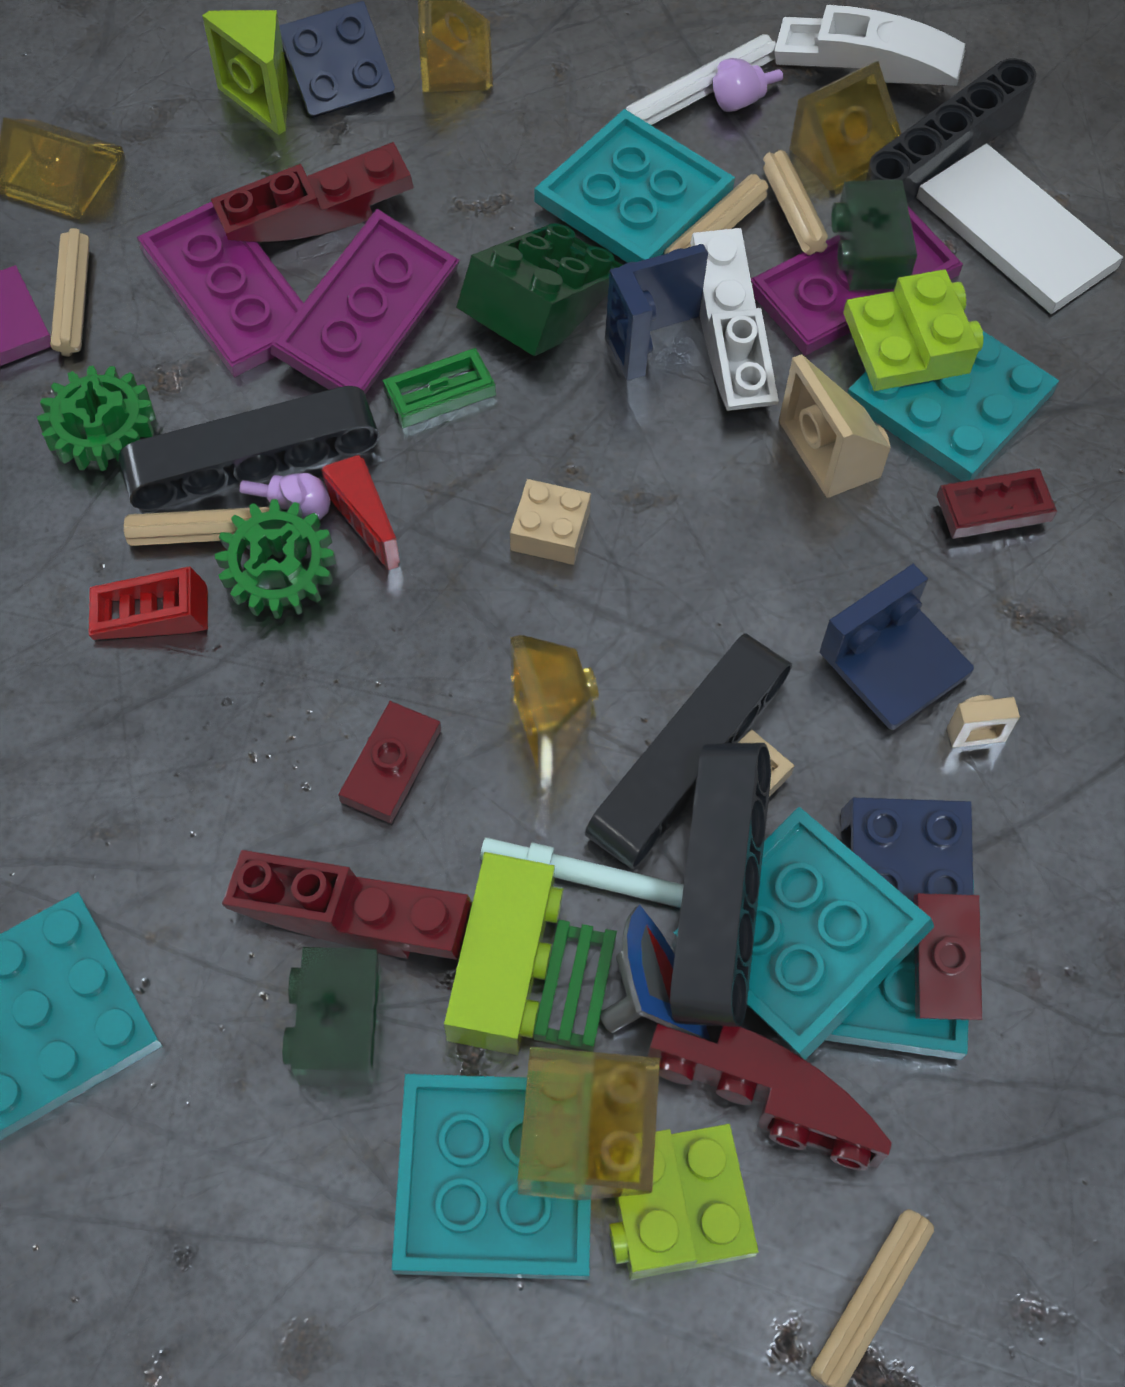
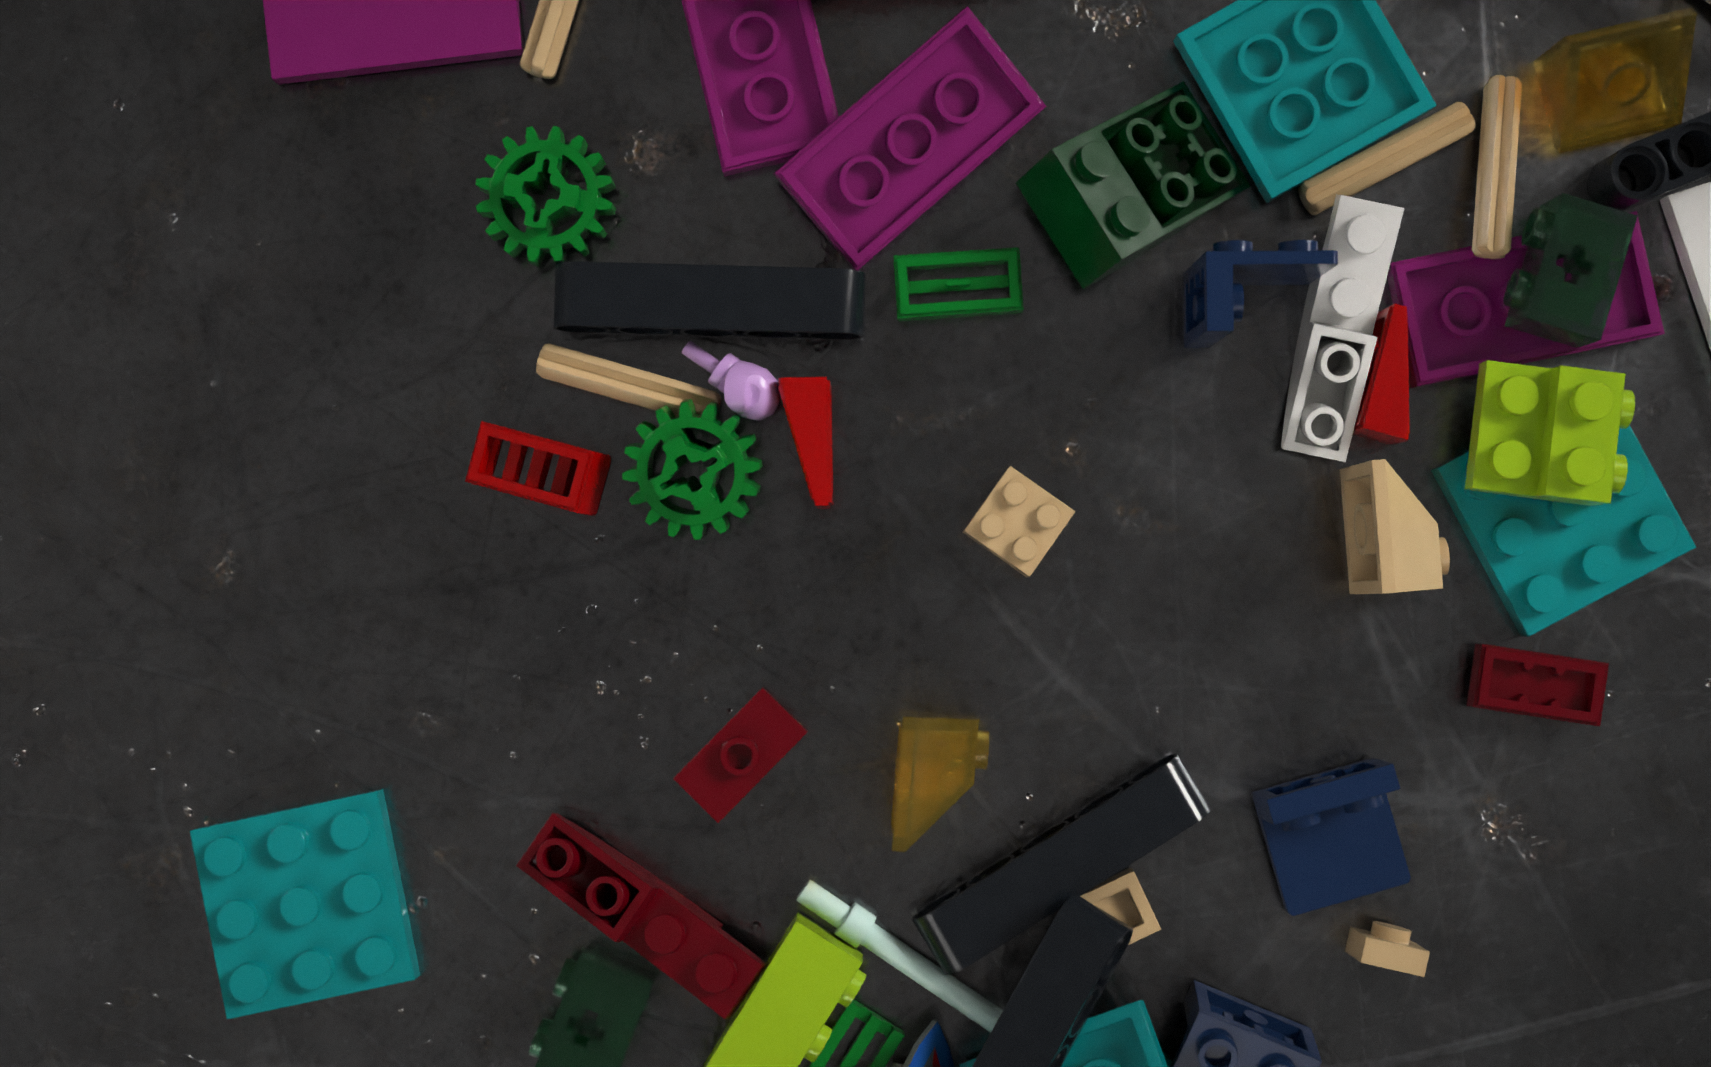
camera: 25 degrees right, 25 degrees up
(782, 337) = (1385, 399): none -> red slope

